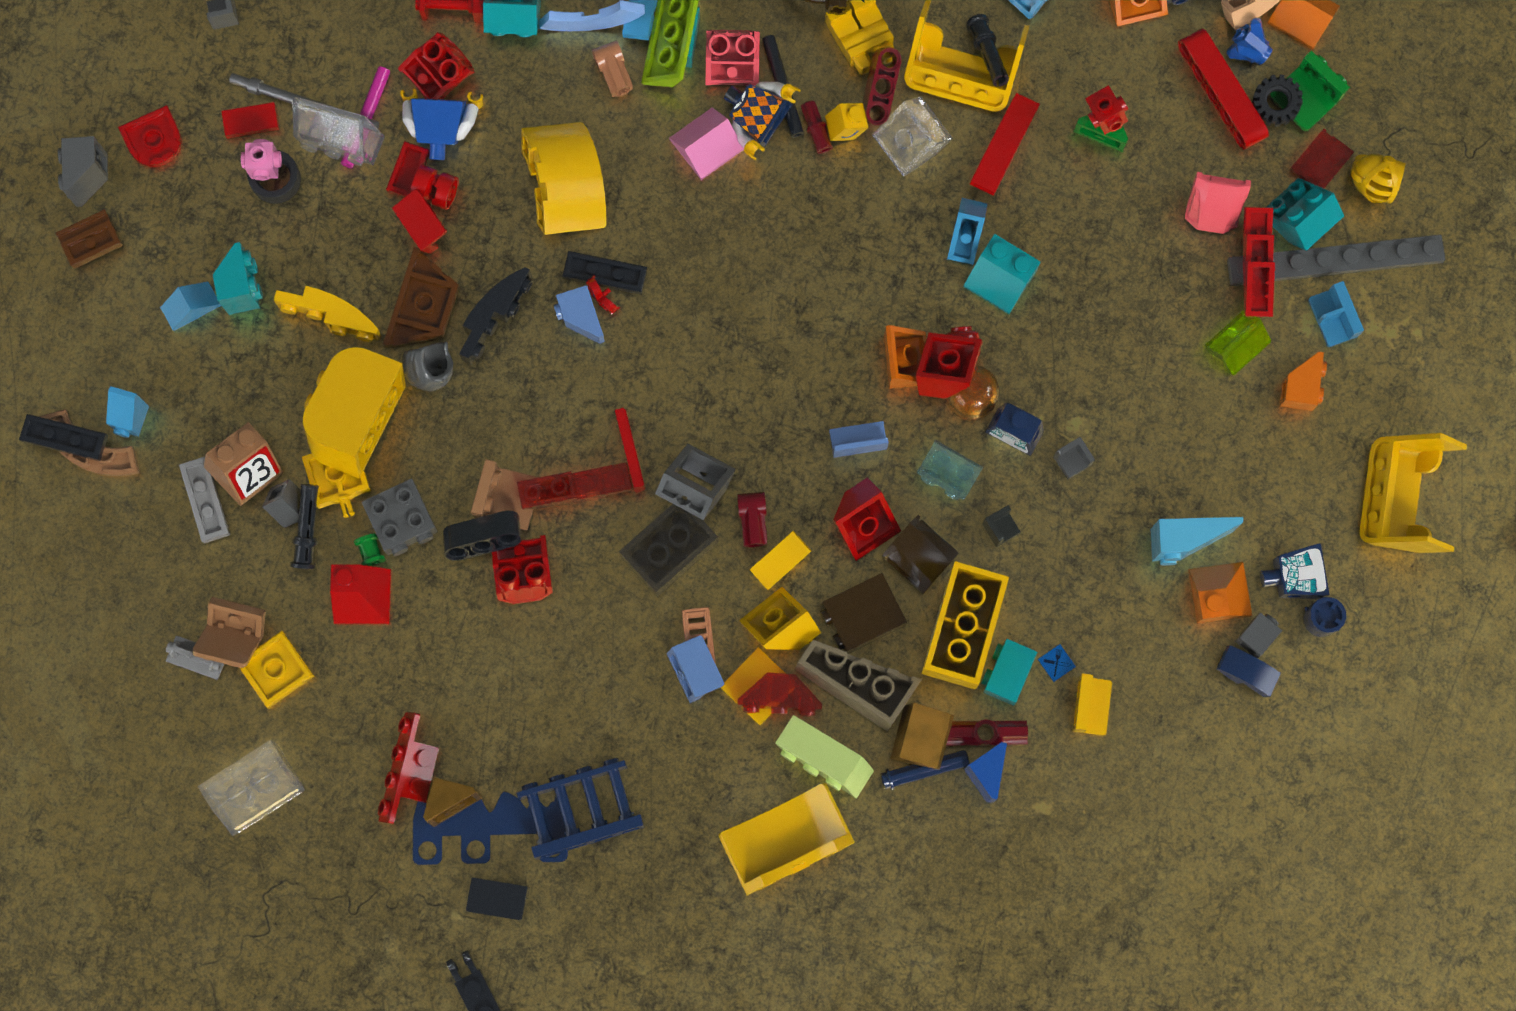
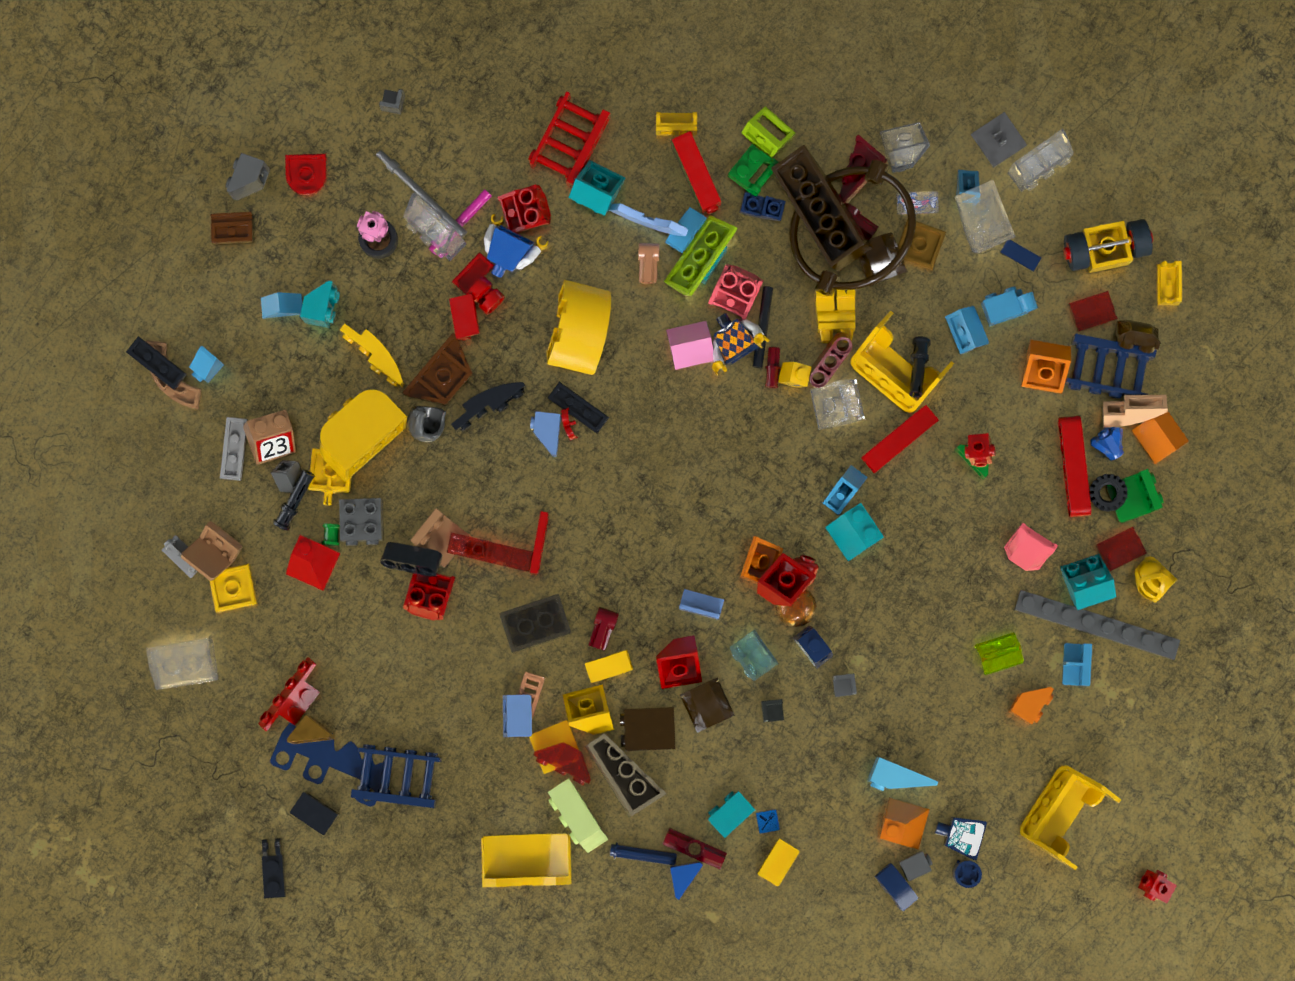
camera: 30 degrees right, 5 degrees up
(250, 120) = (379, 189): red tile -> none
(699, 499) = (568, 602): dark grey window -> none
(922, 736) = (650, 832): pearl gold slope -> none
(965, 625) = (711, 771): yellow brick -> none
(1258, 262) = (1038, 604): red slope -> none

